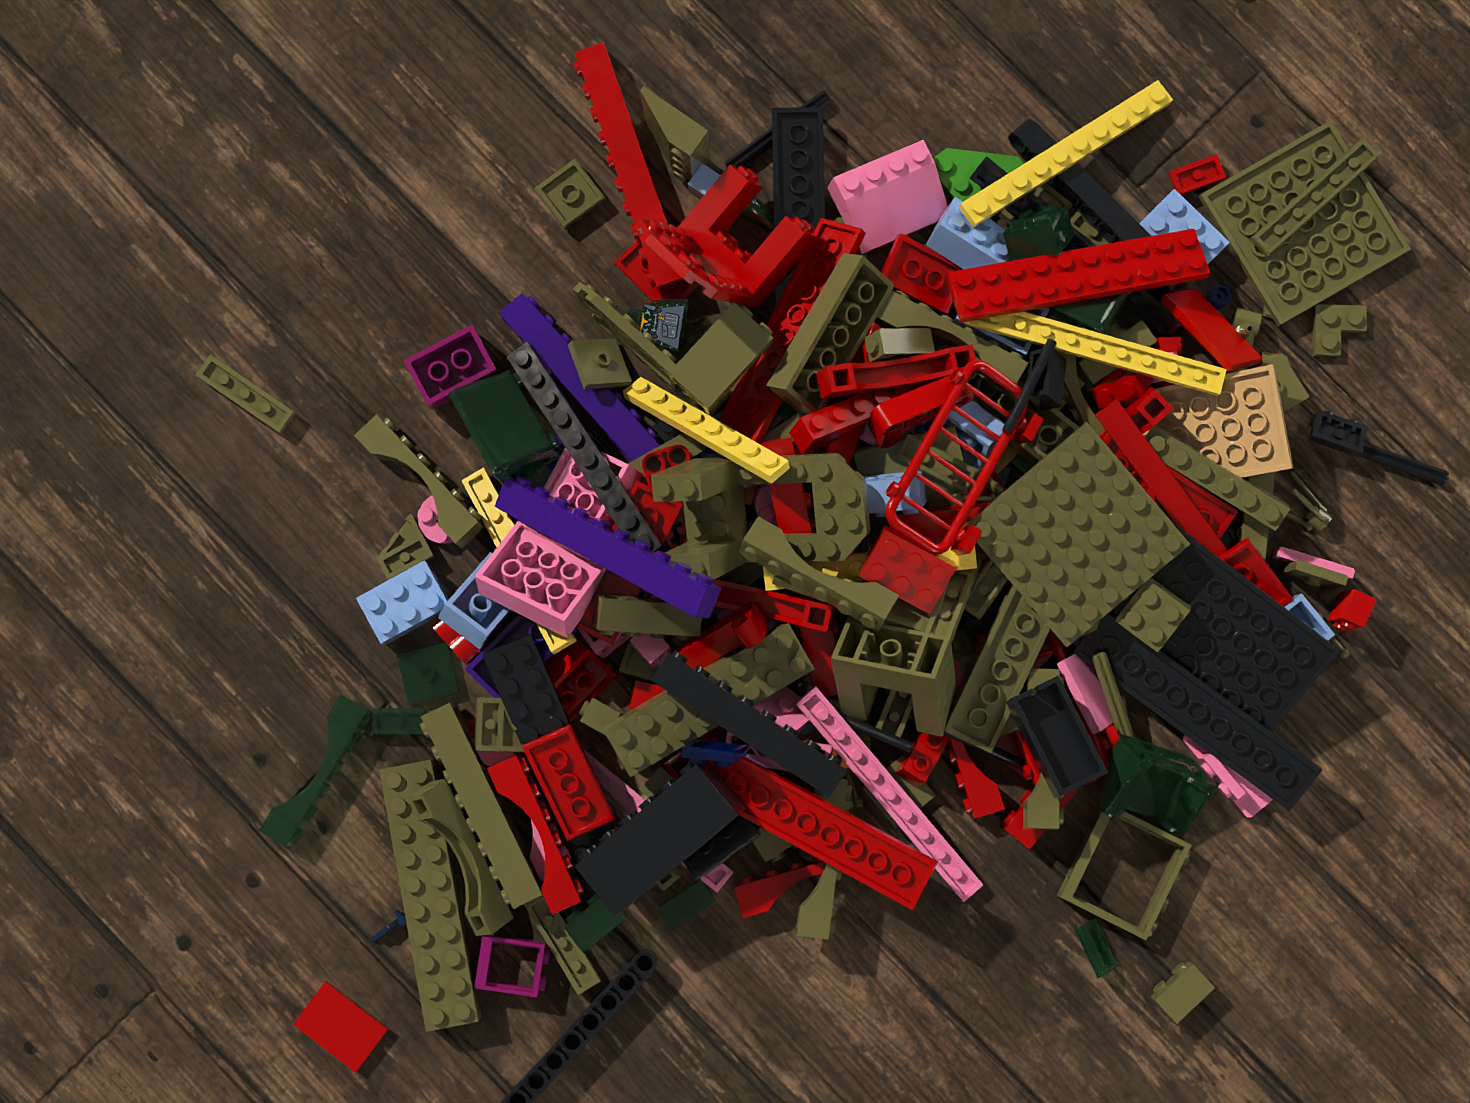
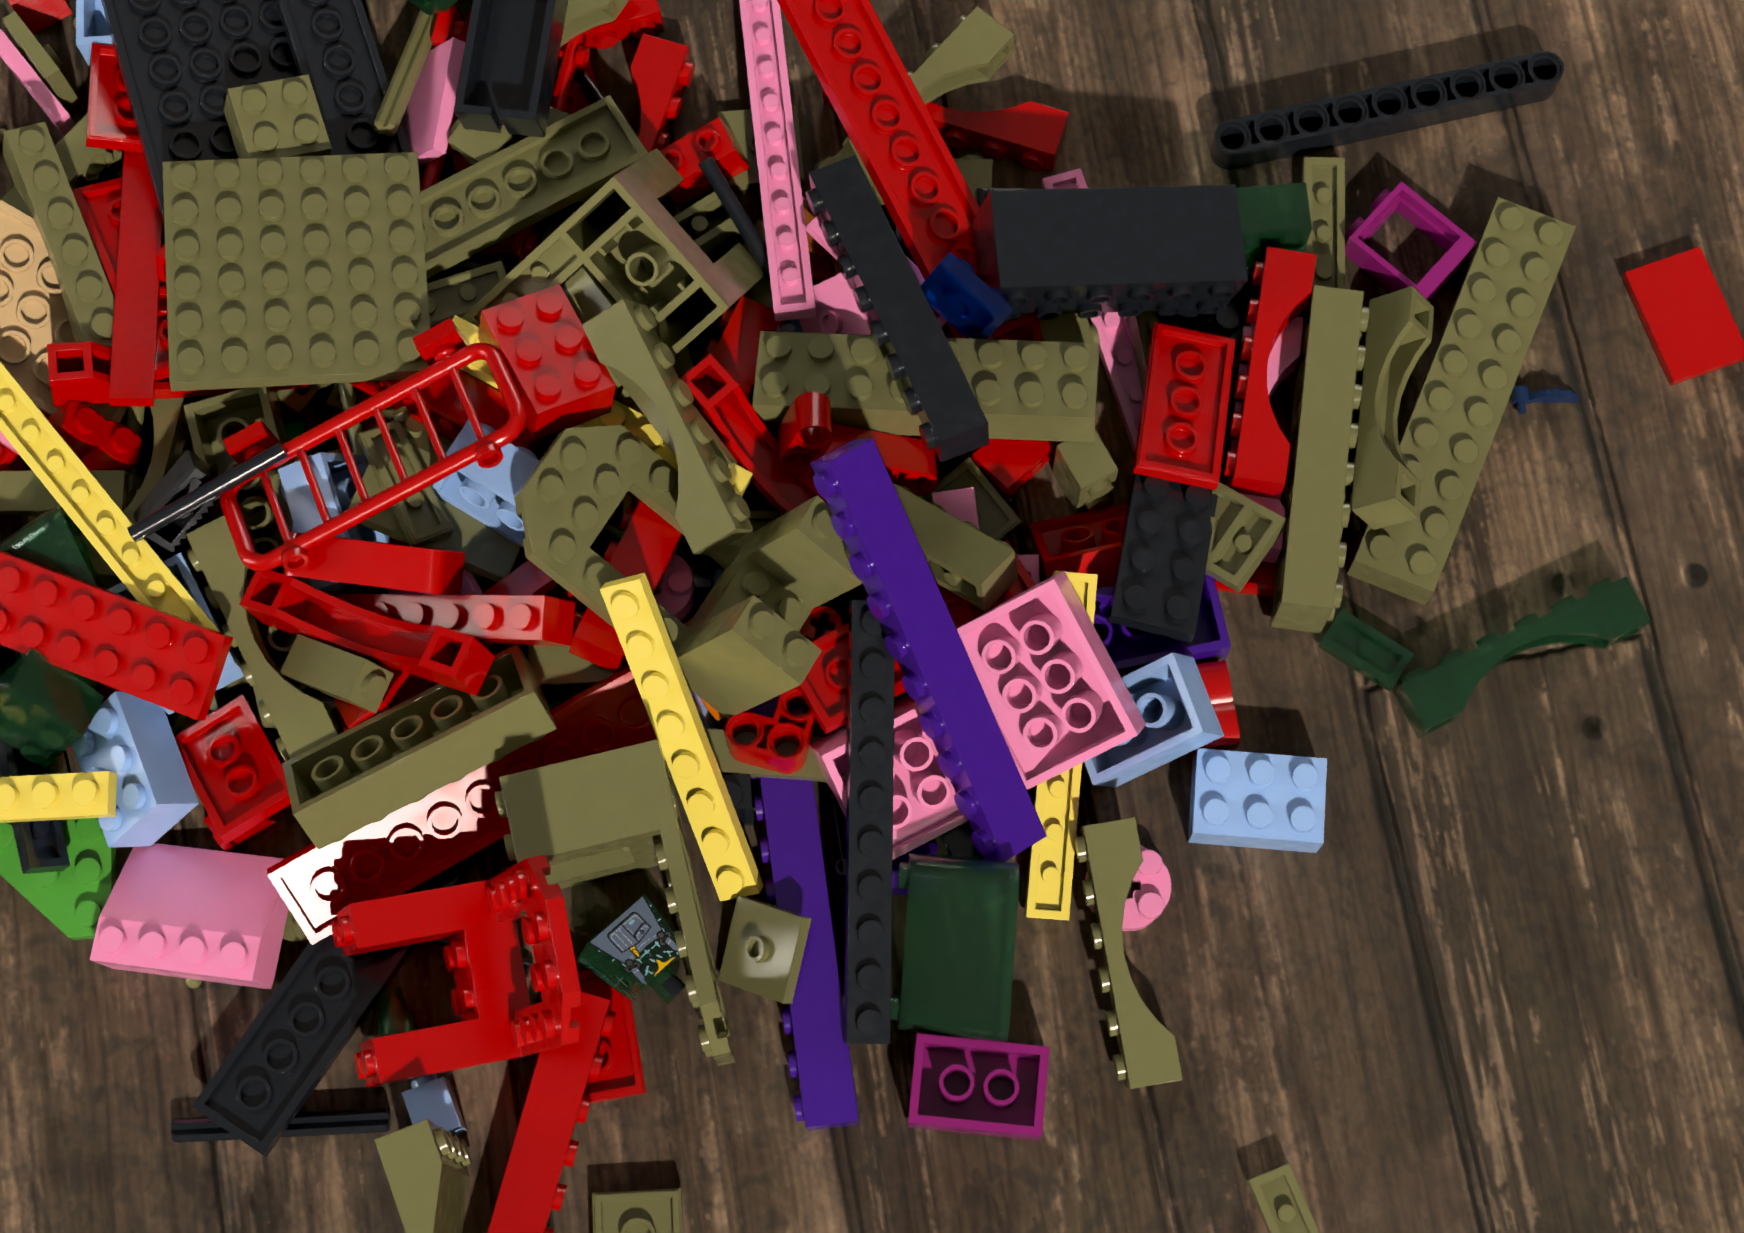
camera: 145 degrees left, 10 degrees down
(405, 549) = (1210, 875): olive wing -> none
(428, 673) = (1285, 689): clear green plate -> none
(686, 905) = (1128, 174): clear green plate -> none

